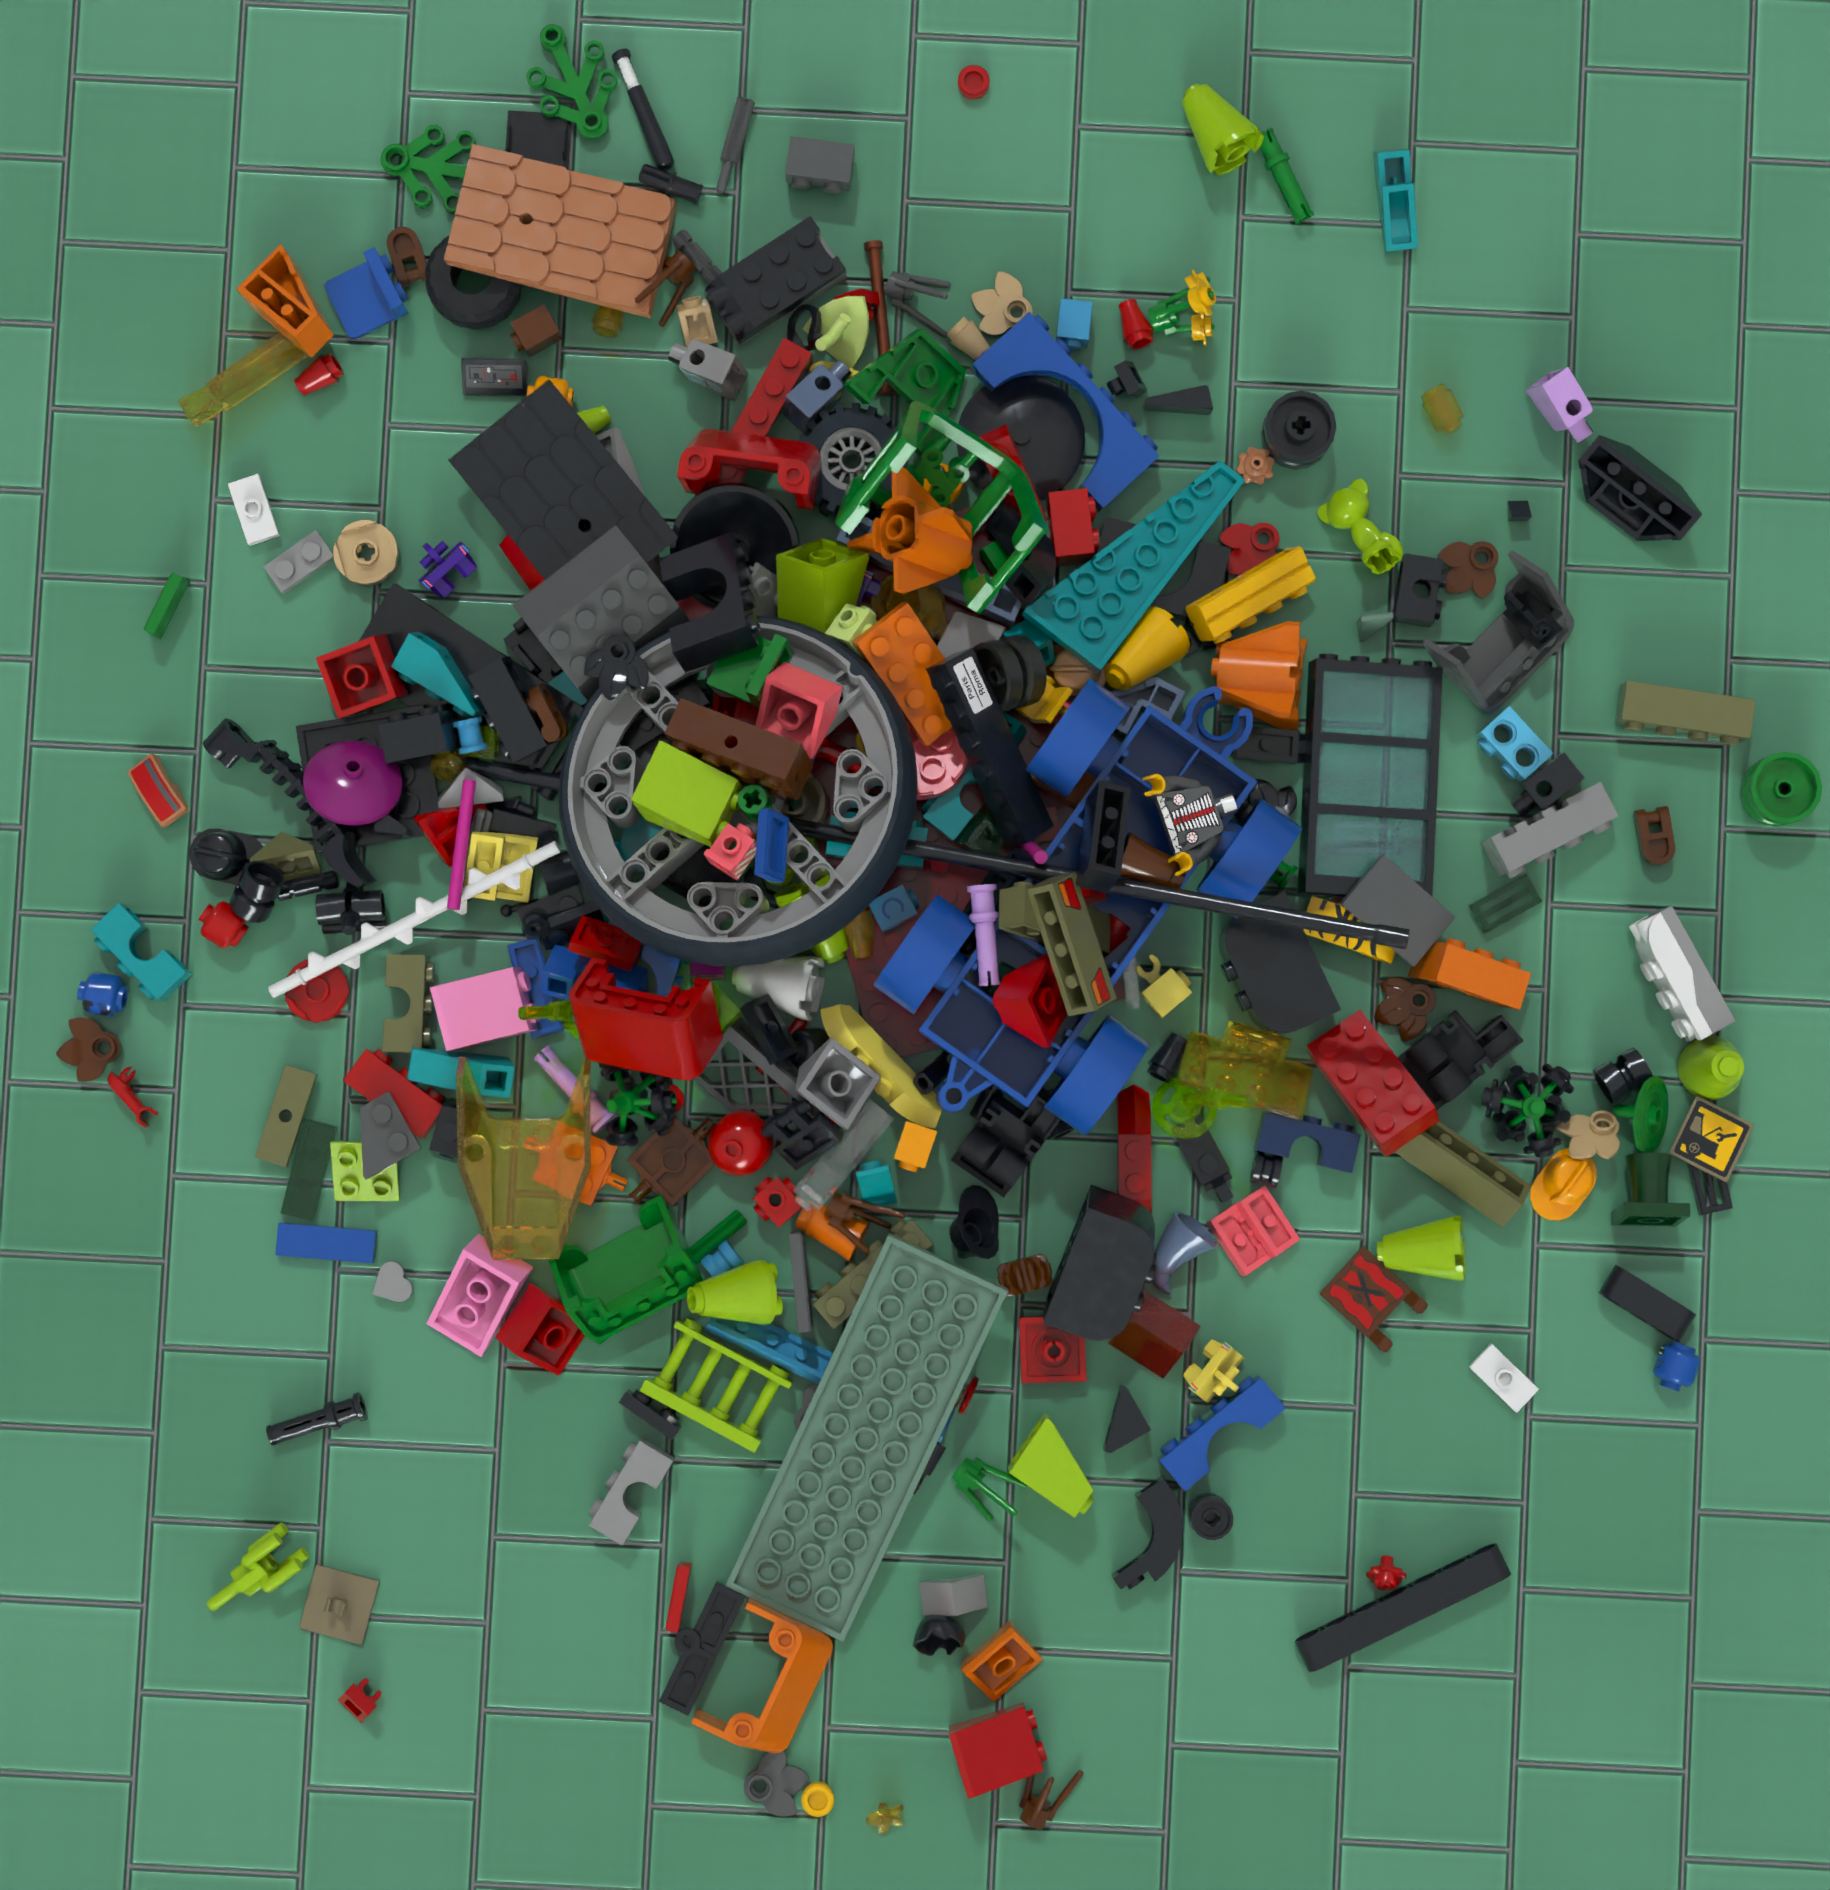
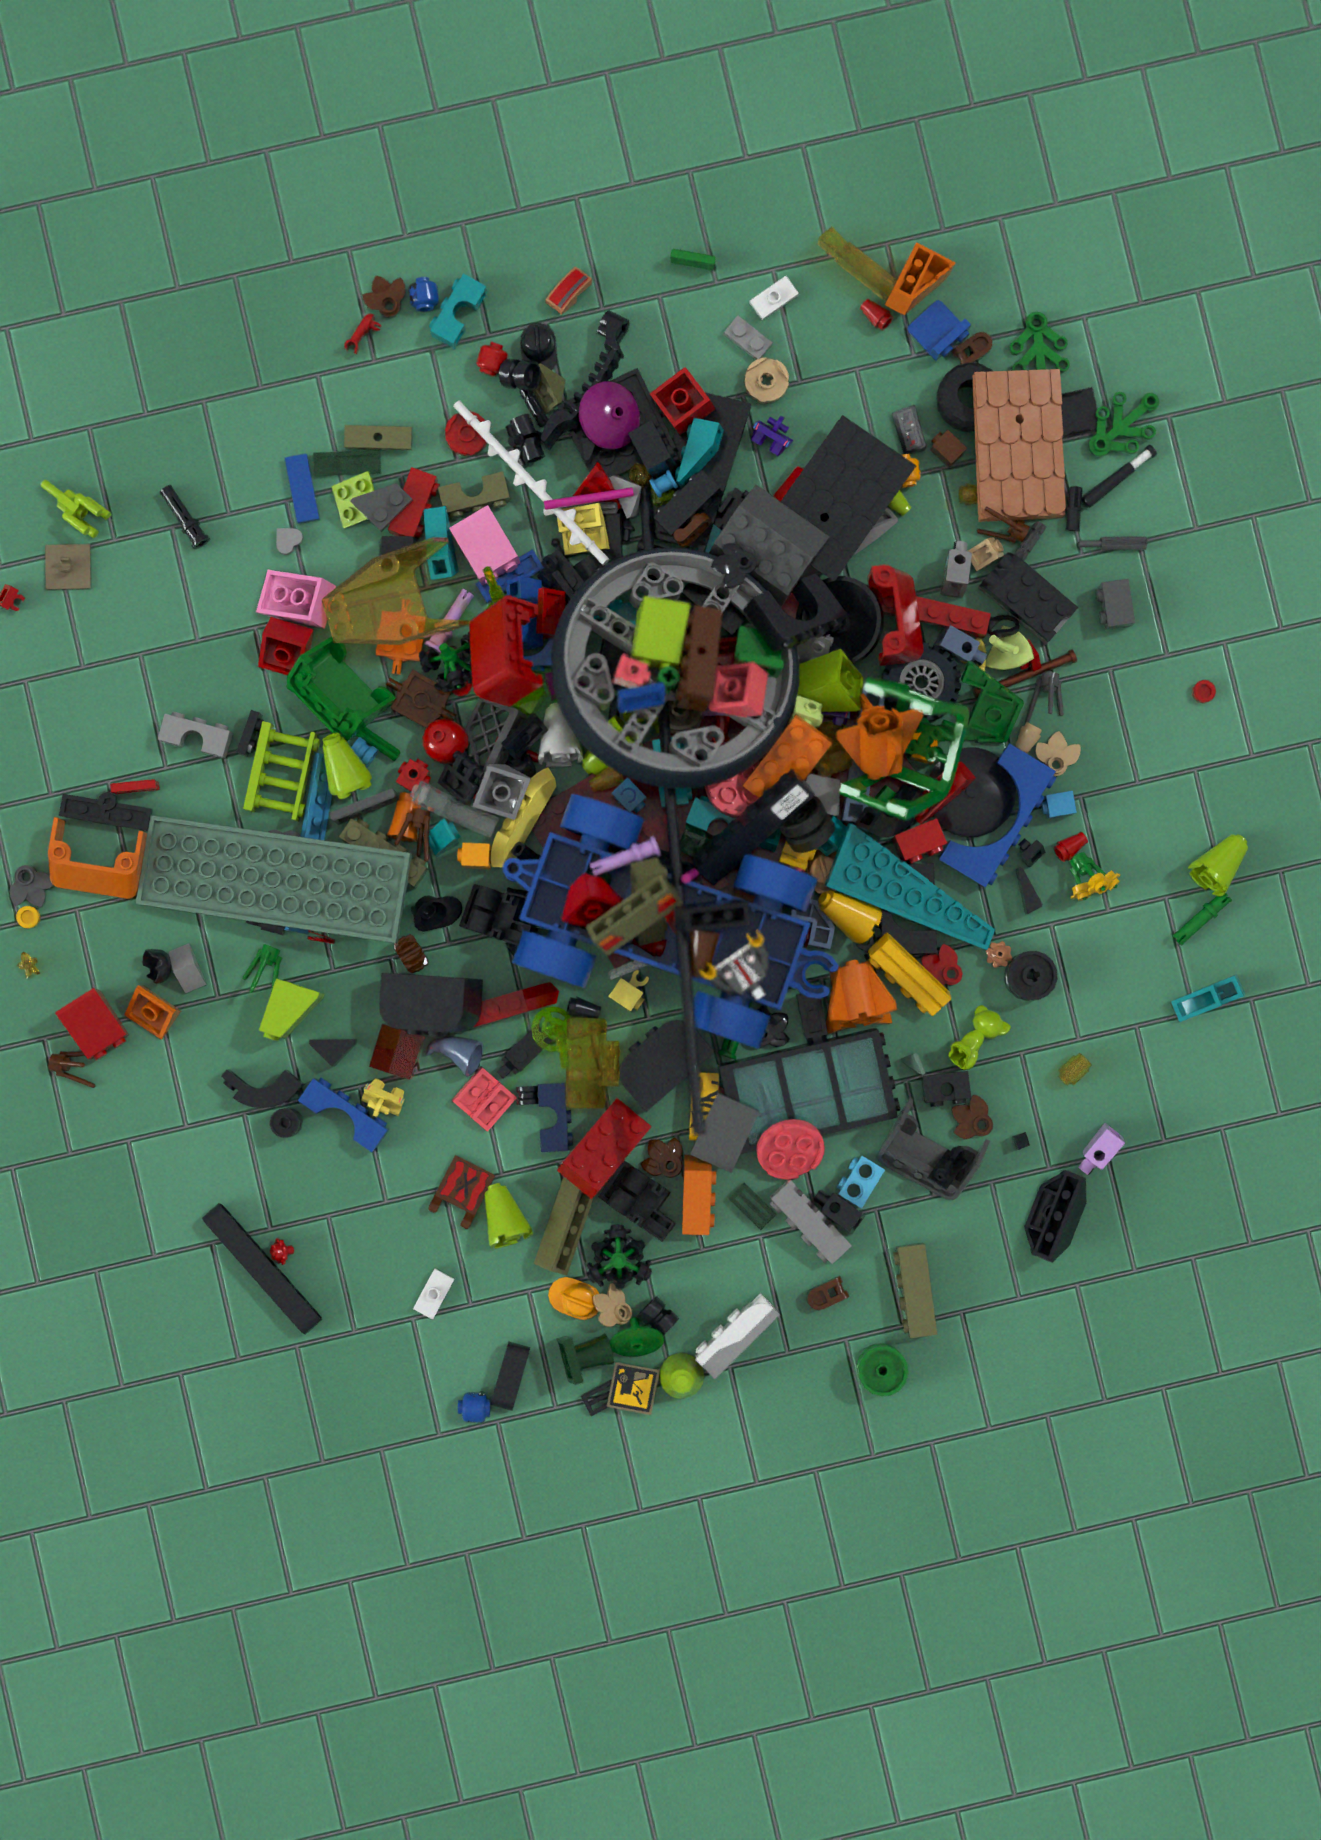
camera: 70 degrees right, 0 degrees up
(1050, 1353) = (363, 986): red plate -> none
(1444, 827) = (790, 1149): none -> coral tile

